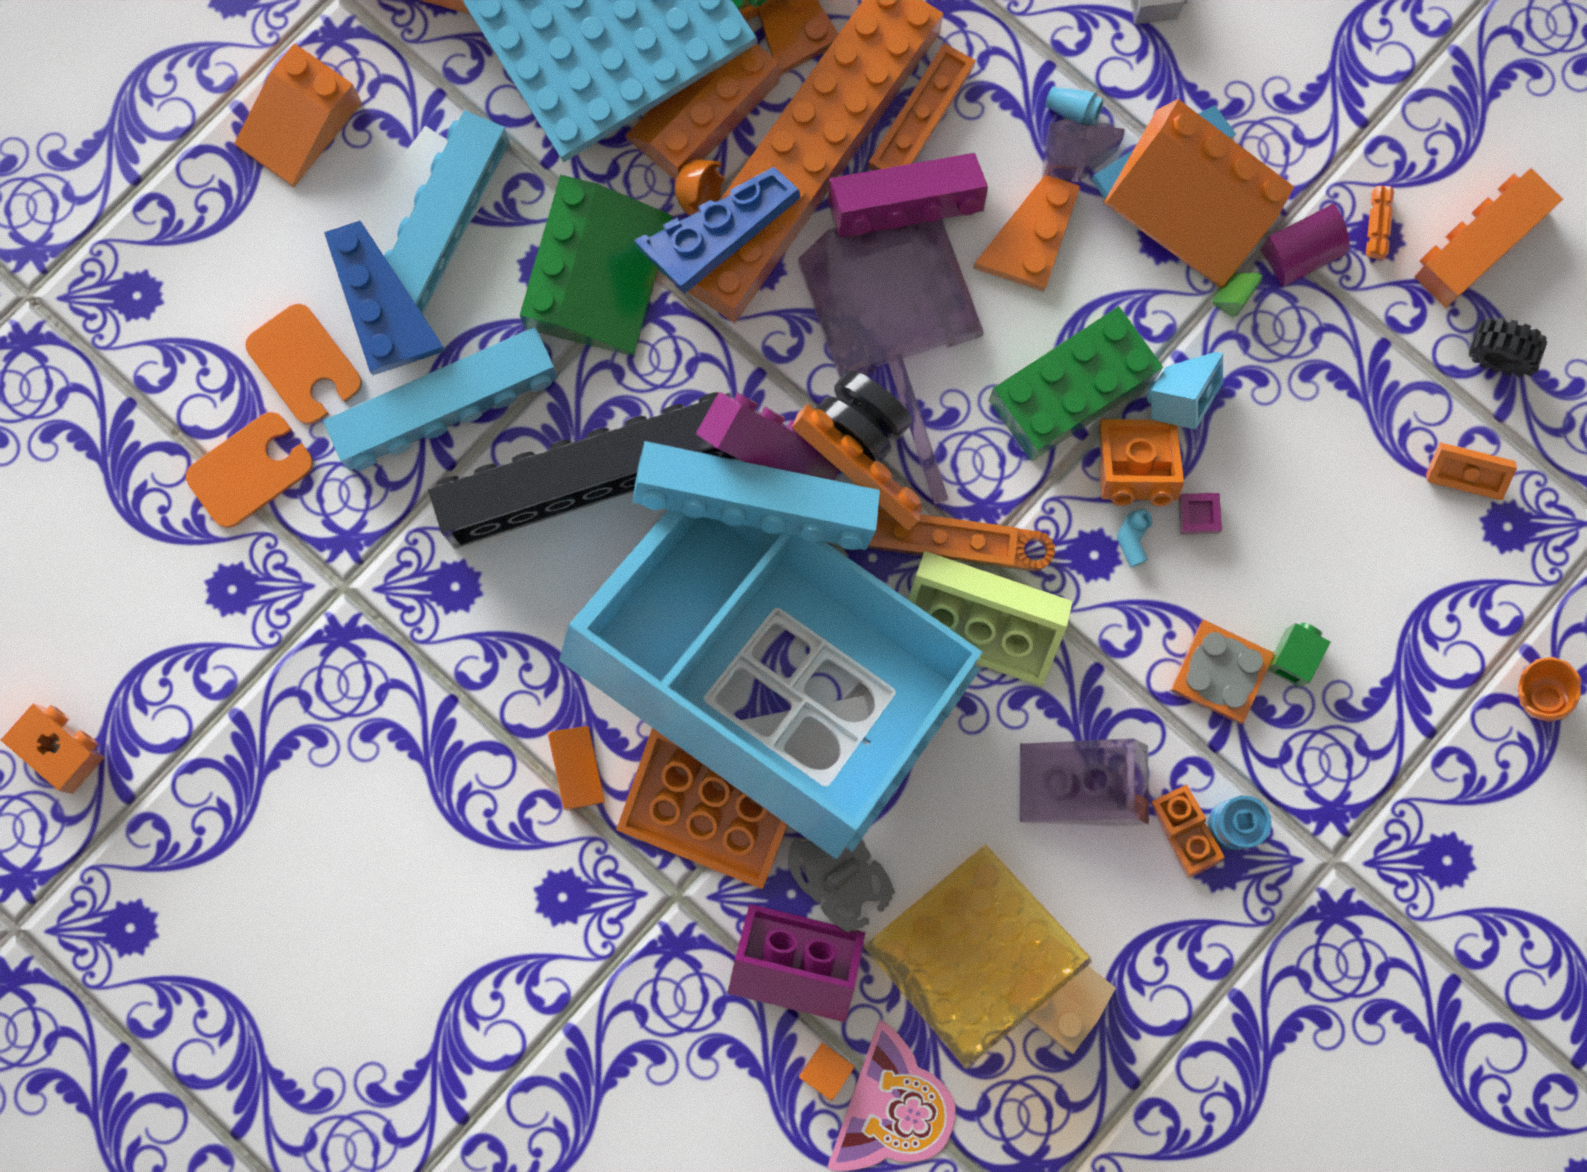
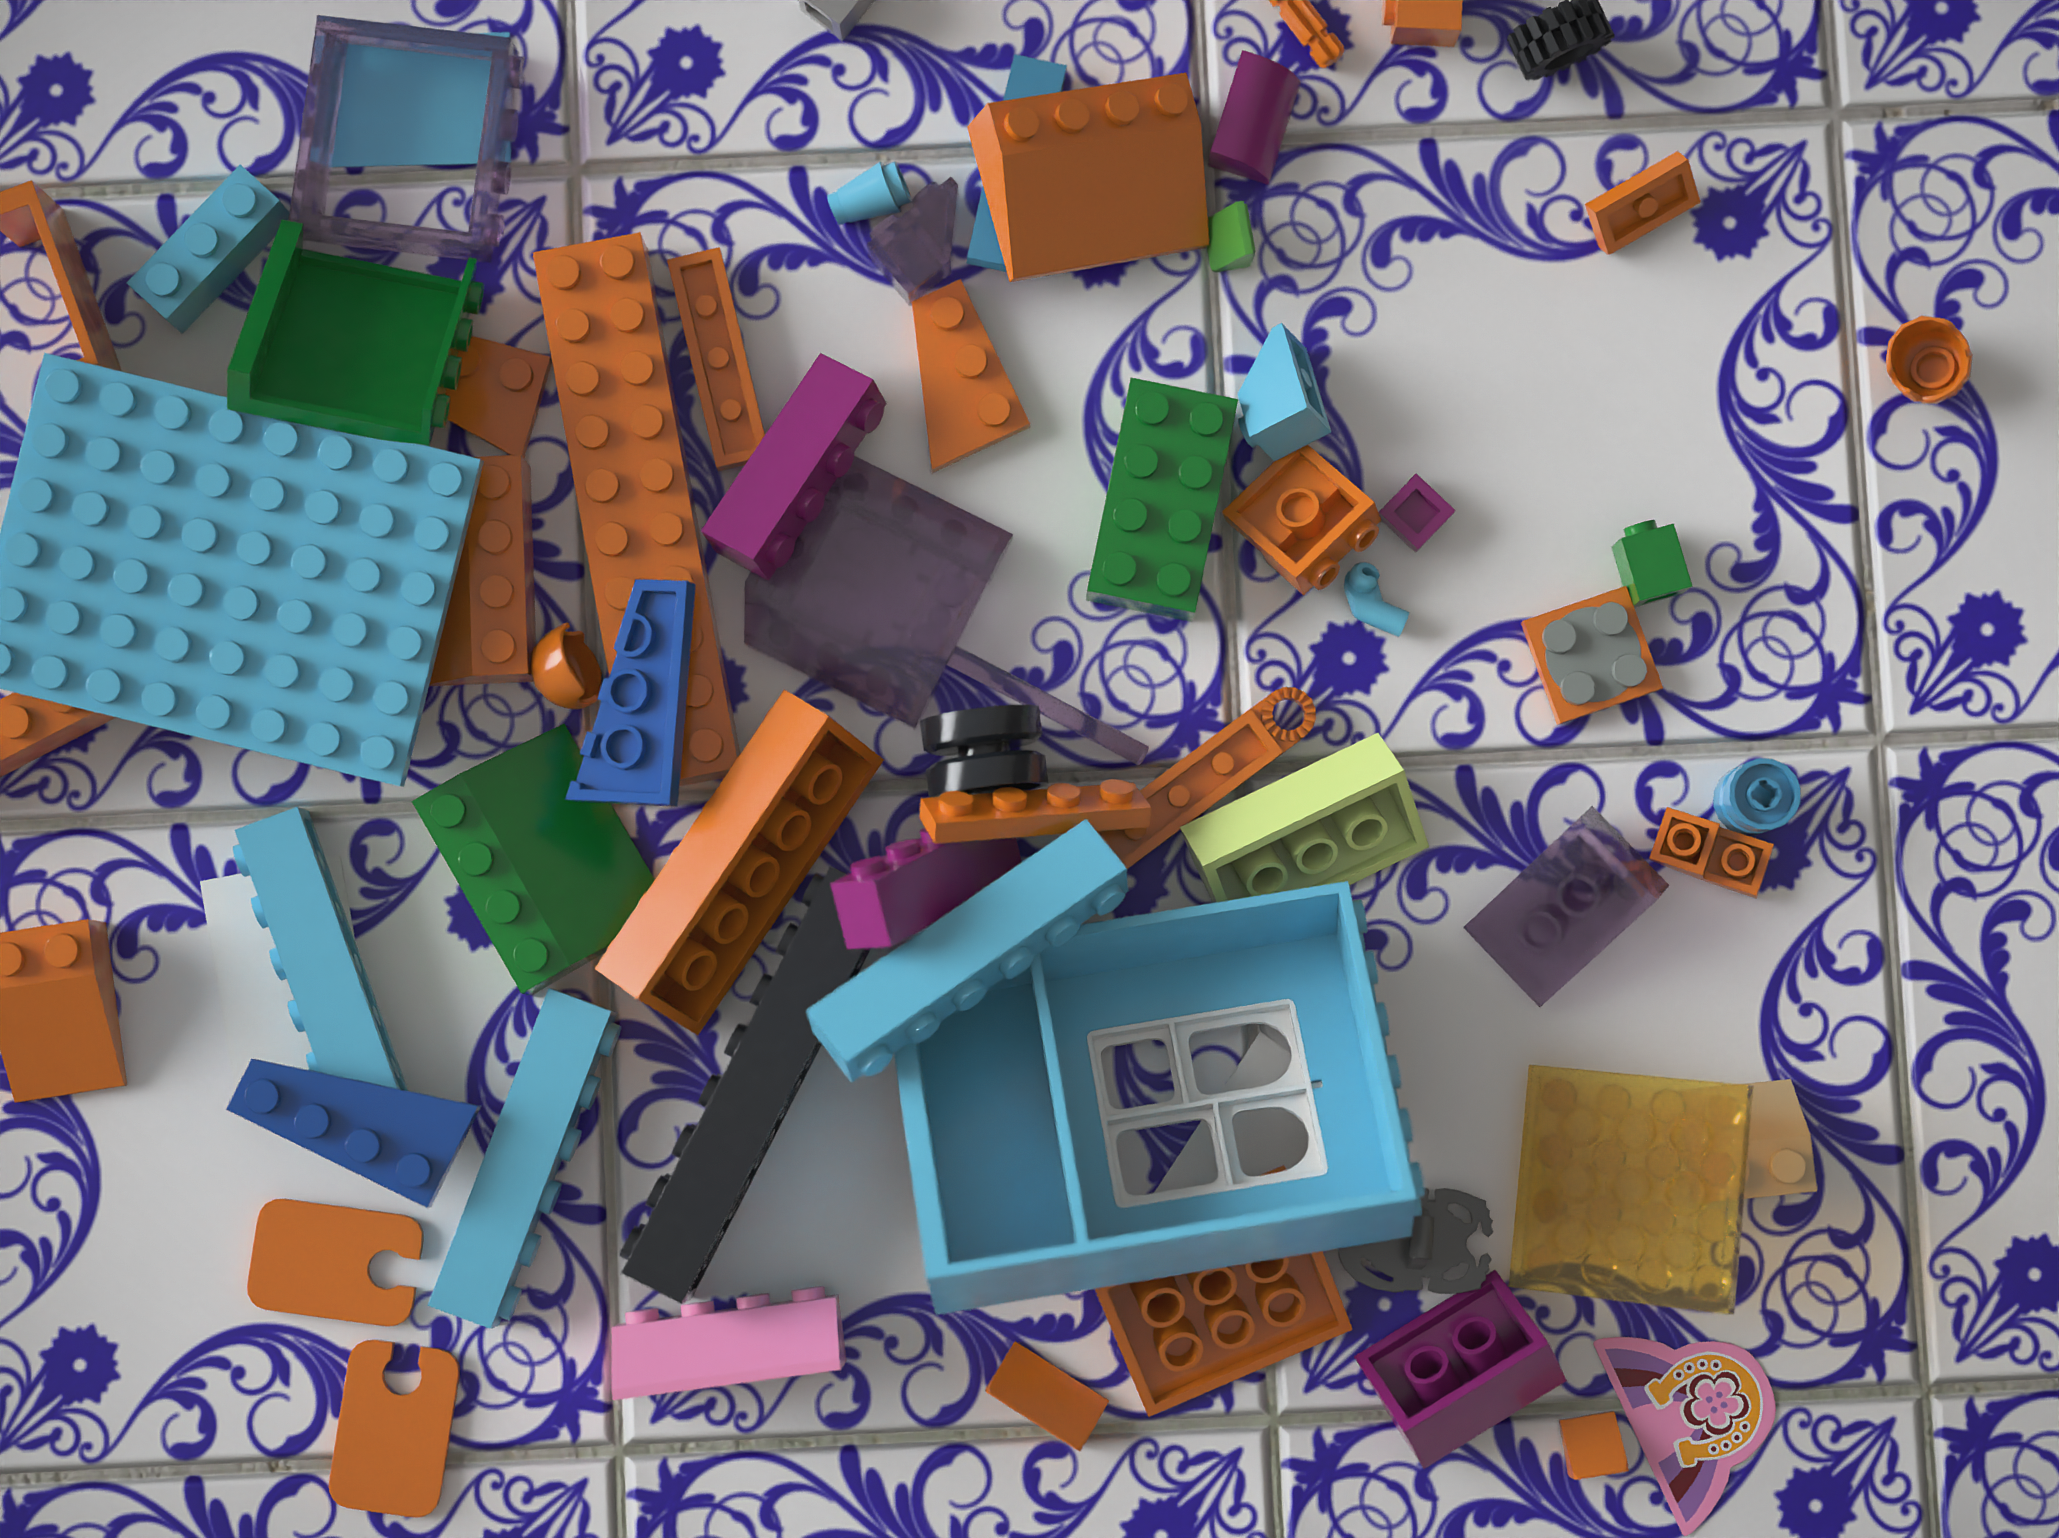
camera: 45 degrees left, 5 degrees up
(445, 583) = (727, 1345): none -> bright pink slope
(688, 355) = (740, 863): none -> orange brick

